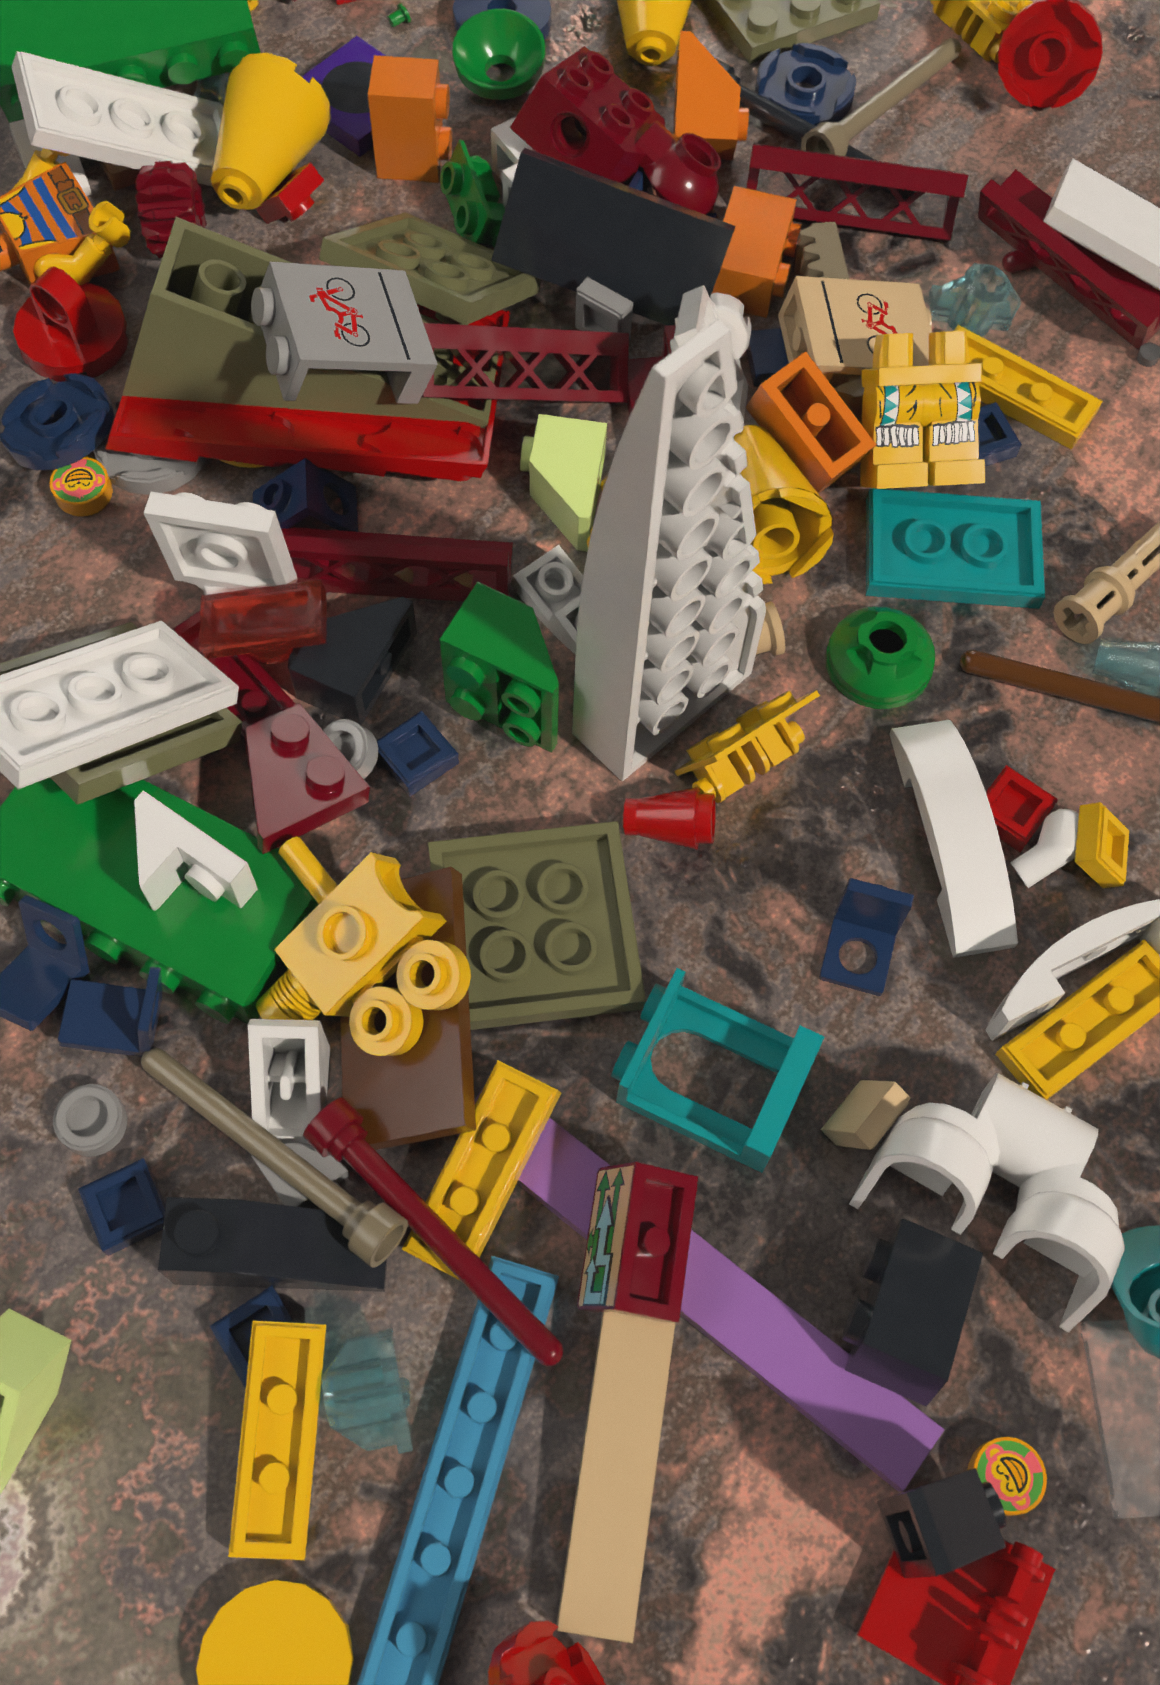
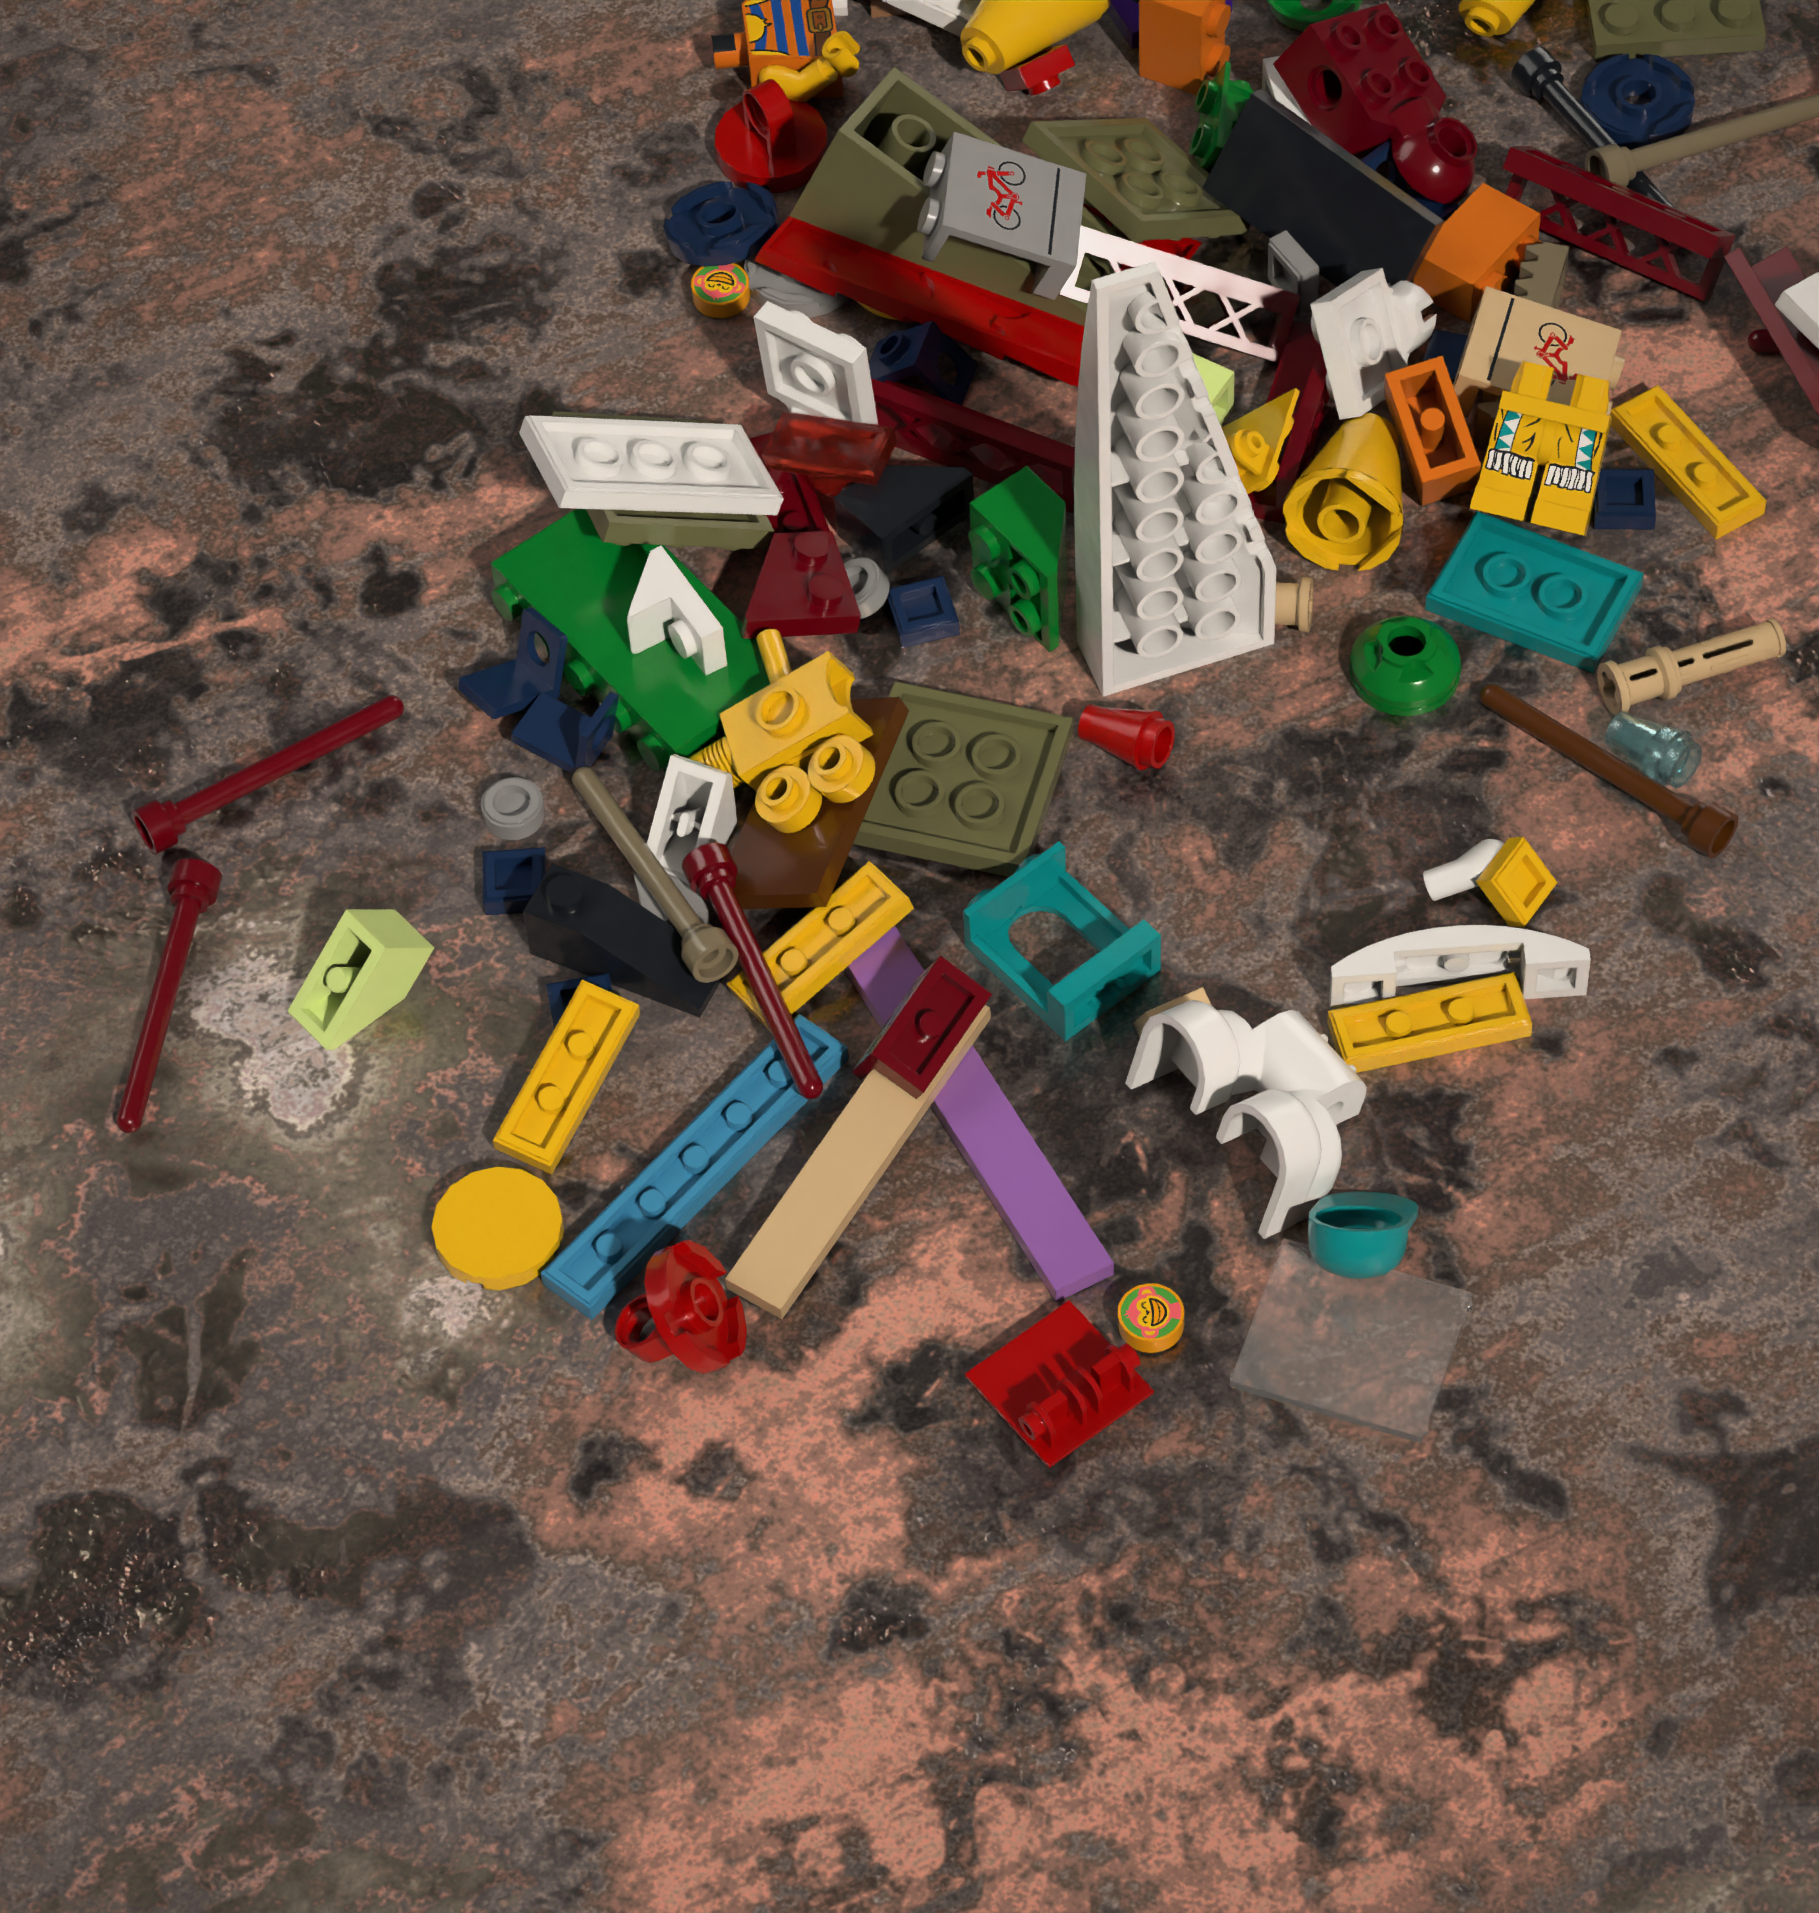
camera: 30 degrees right, 10 degrees down
(162, 195) = (915, 45): dark red gear -> none
(368, 1394) = (652, 1070): clear light blue piece -> none
(707, 99) = (1499, 93): orange slope -> none
(754, 743) = (1249, 674): yellow hinge -> none
(870, 916) = (1263, 870): dark blue bracket -> none
(912, 1312) = (1128, 1161): black brick -> none
(944, 1524) = (1065, 1297): black slope -> none
(961, 837) = (1385, 836): white slope -> none
(976, 301) = (1686, 367): clear light blue piece -> none
(1018, 807) = (1455, 827): red tile -> none

